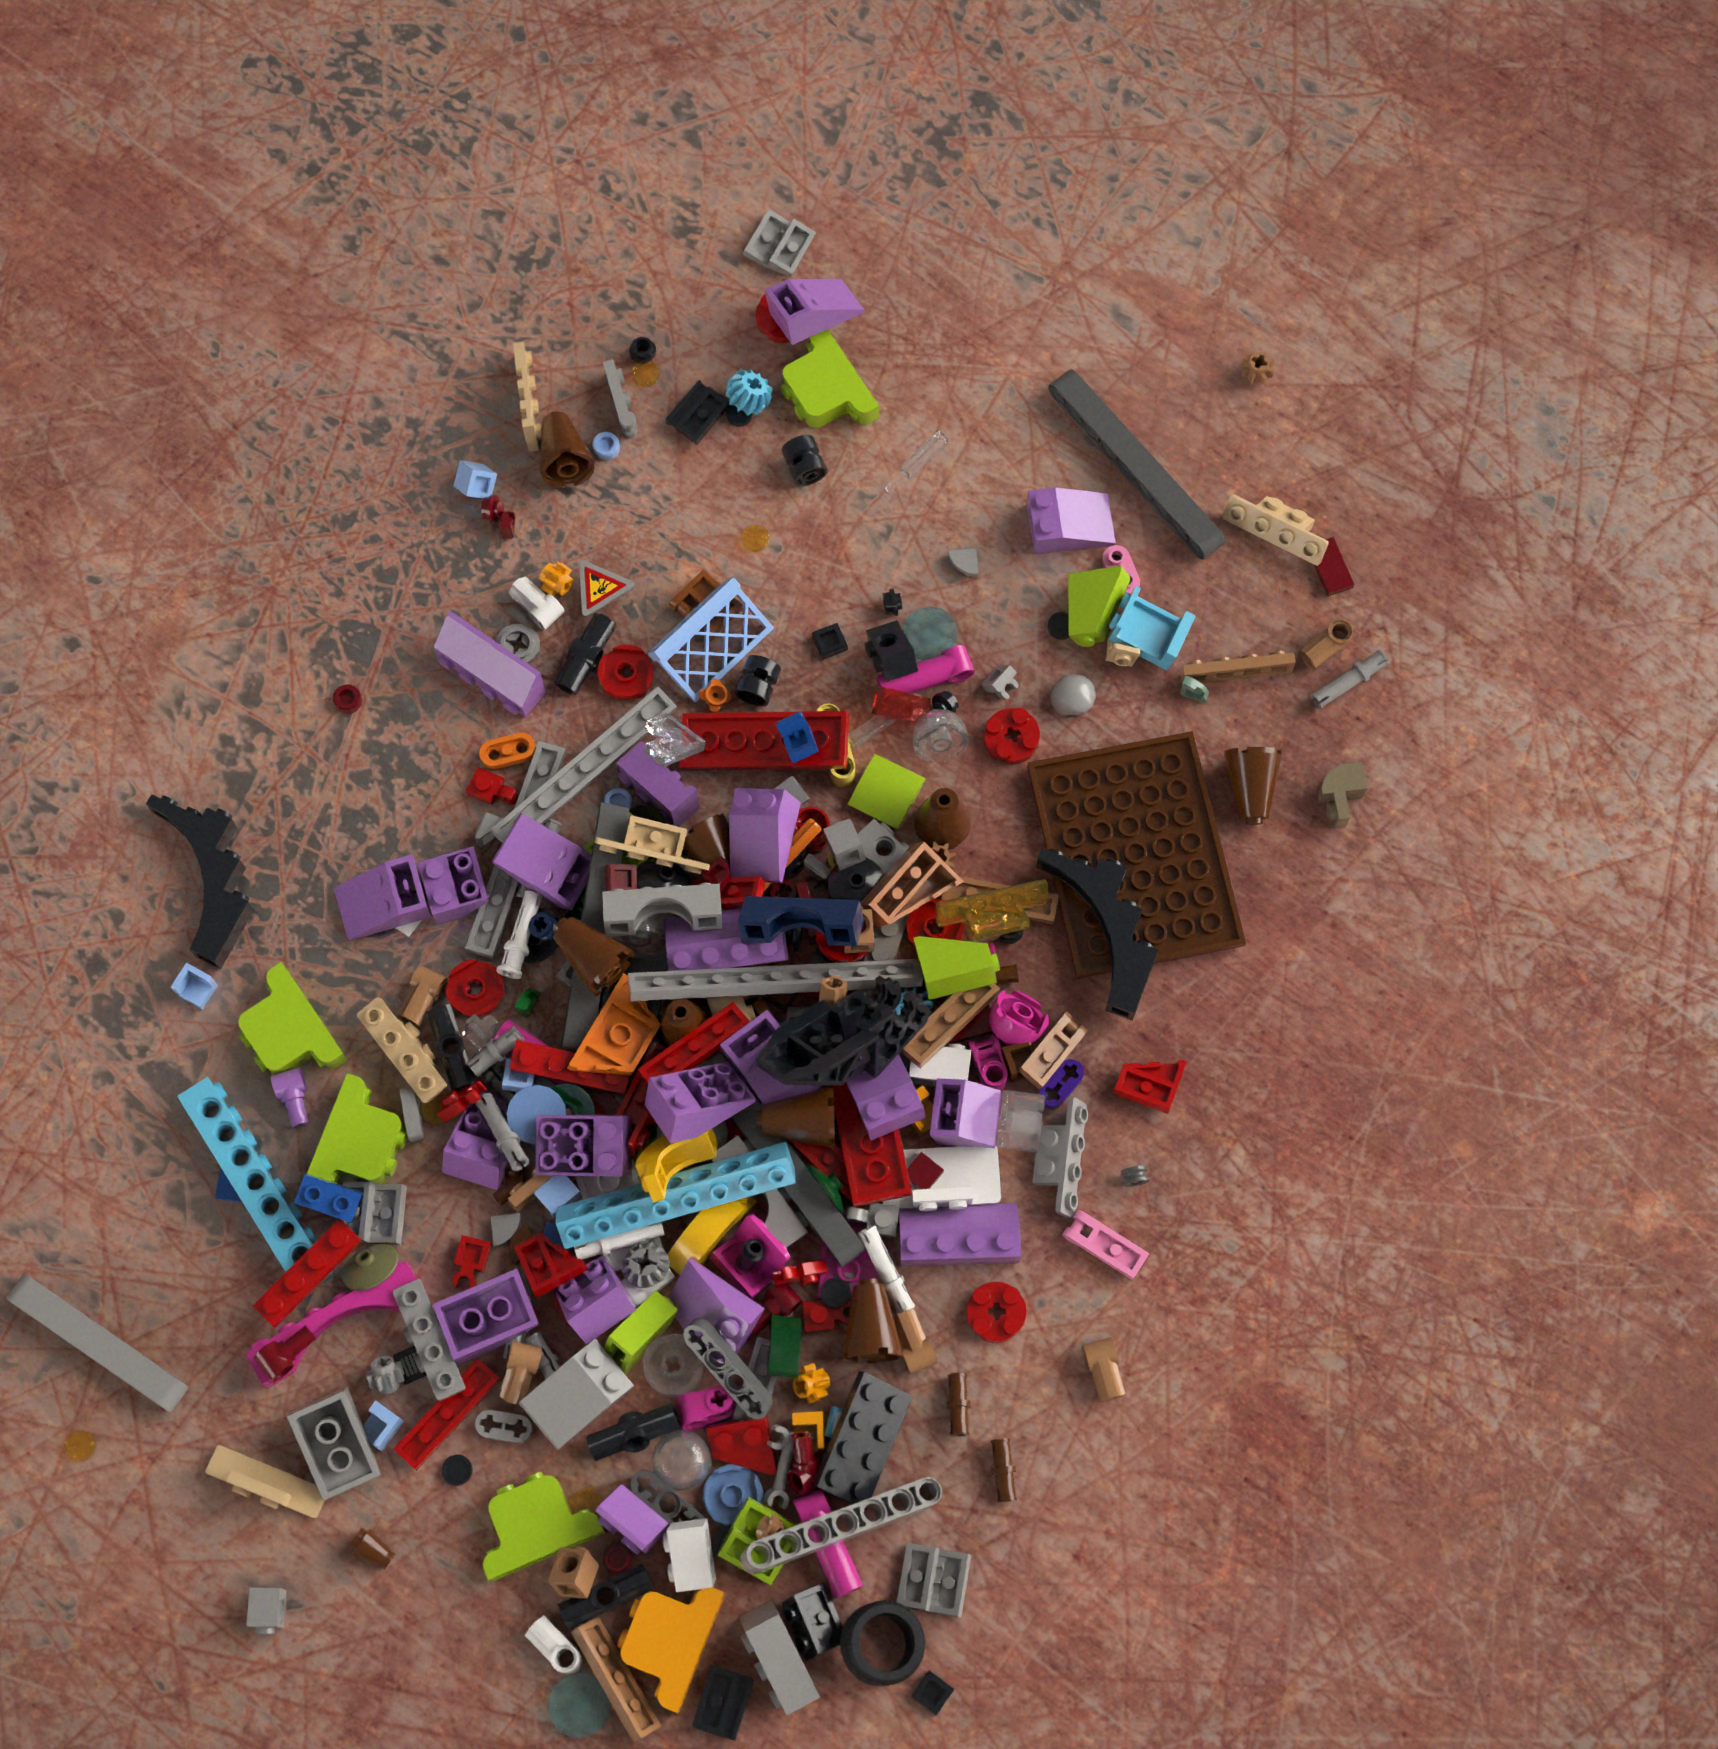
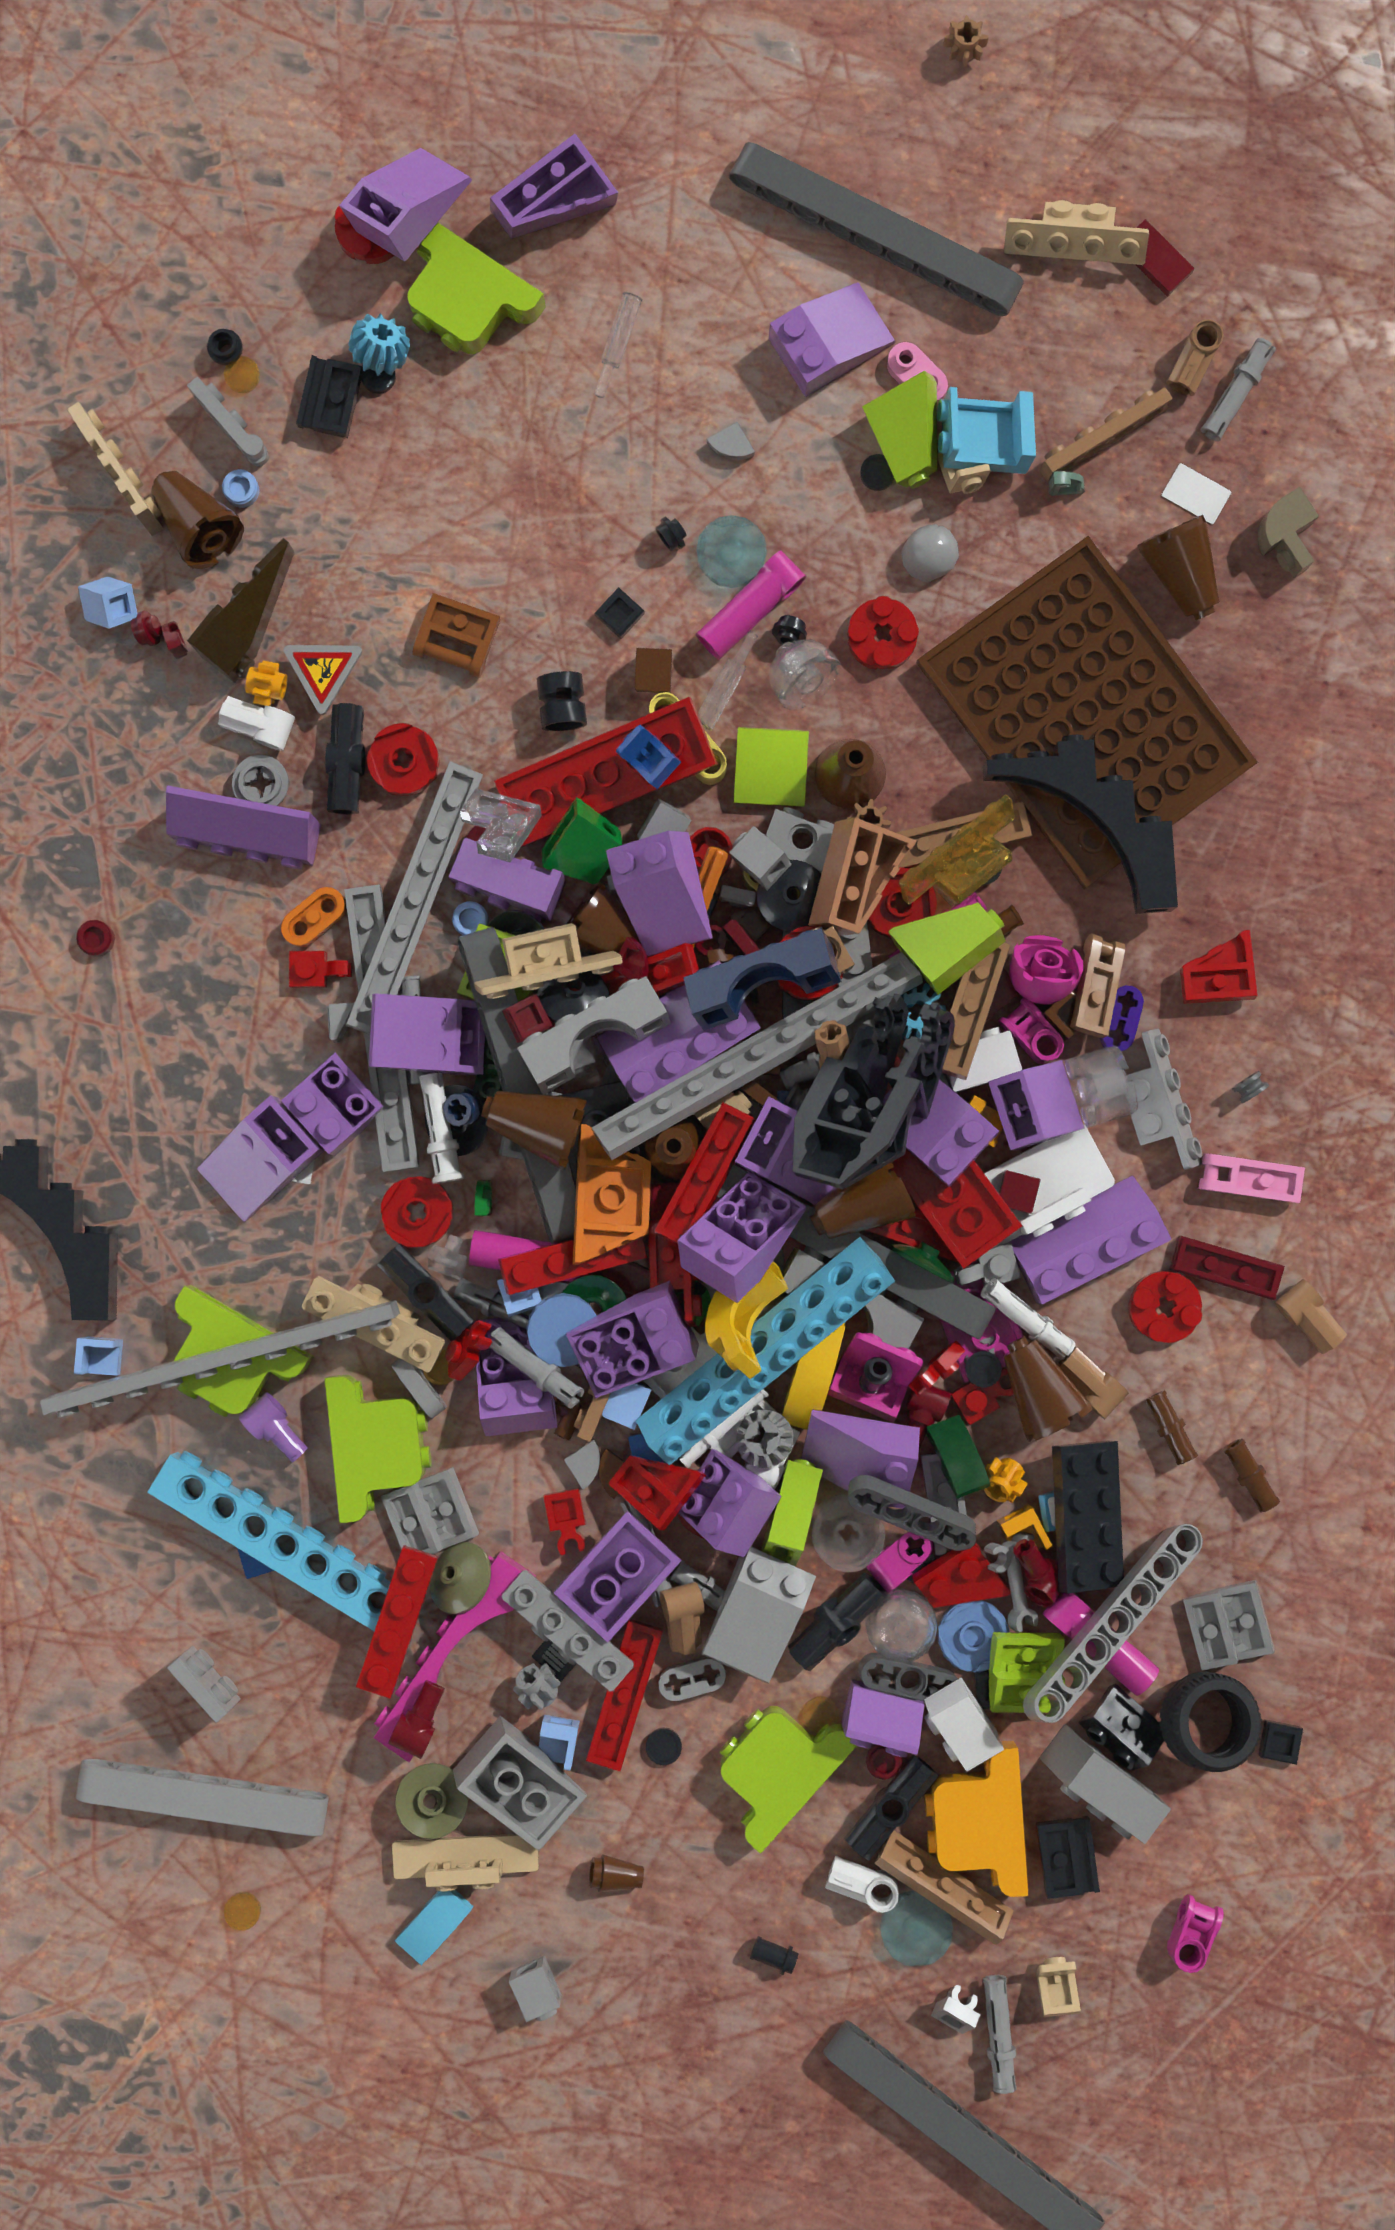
camera: 25 degrees left, 15 degrees up
(142, 1247) = (211, 1691): none -> light grey plate
(216, 1521) = (433, 1924): none -> medium azure slope
(263, 1409) = (449, 1805): none -> olive dish
(292, 1023) = (205, 1364): none -> light grey plate
(328, 1197) = (378, 1529): blue brick -> none
(424, 989) = (361, 1237): medium nougat piece -> none
(460, 1672) = (774, 1955): none -> black pin
(495, 1051) = (479, 1277): light grey pin -> none
(552, 535) = (233, 634): none -> dark brown wedge
(573, 1572) = (861, 1811): medium nougat brick -> none
(700, 617) = (455, 664): light blue fence -> none
(715, 687) = (529, 736): orange plate -> none
(719, 779) = (581, 844): none -> green torso
(755, 538) = (472, 524): clear yellow piece -> none
(769, 1526) = (1036, 1660): medium nougat plate -> none
(779, 243) = (321, 133): light grey slope -> none
(803, 457) = (481, 398): black wheel -> none
(834, 687) = (653, 670): none -> reddish brown panel
(890, 651) = (701, 596): black brick -> none
(899, 705) = (741, 657): clear red plate -> none
(919, 344) = (553, 191): none -> medium lavender wedge
(999, 679) = (838, 573): light grey tile -> none
(1057, 1304) = (1227, 1267): none -> dark red tile
(1288, 738) = (1196, 493): none -> white sticker

